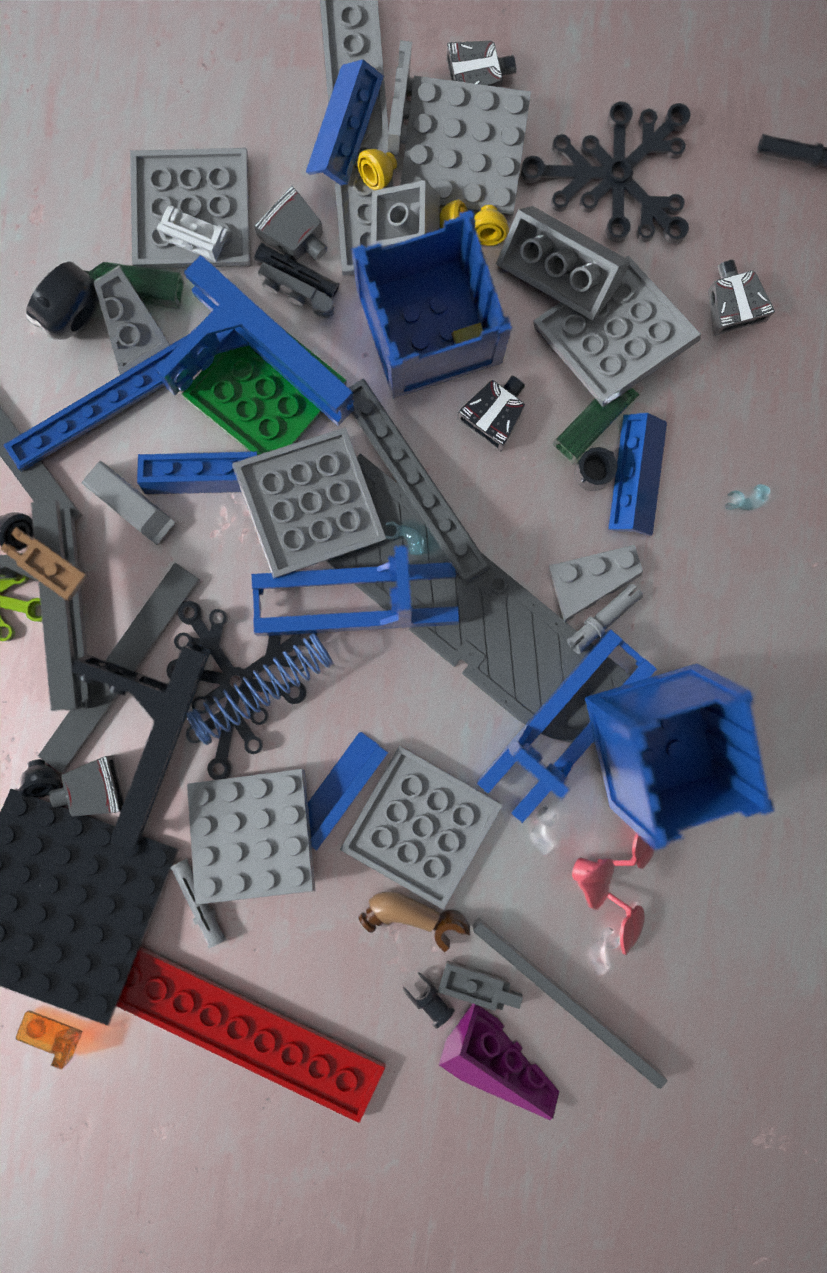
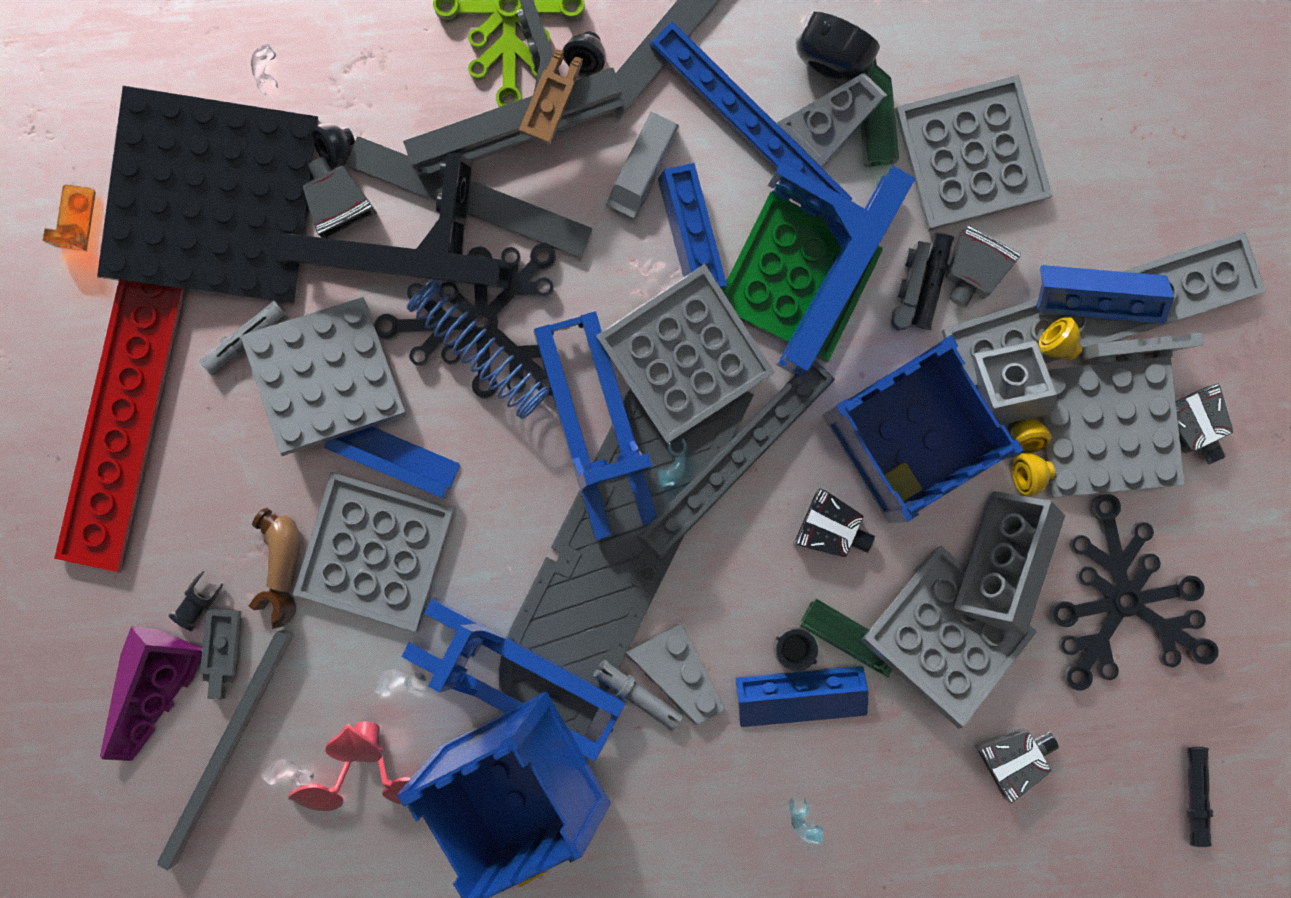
camera: 80 degrees right, 0 degrees up
(192, 233) = (944, 162): white hinge -> none

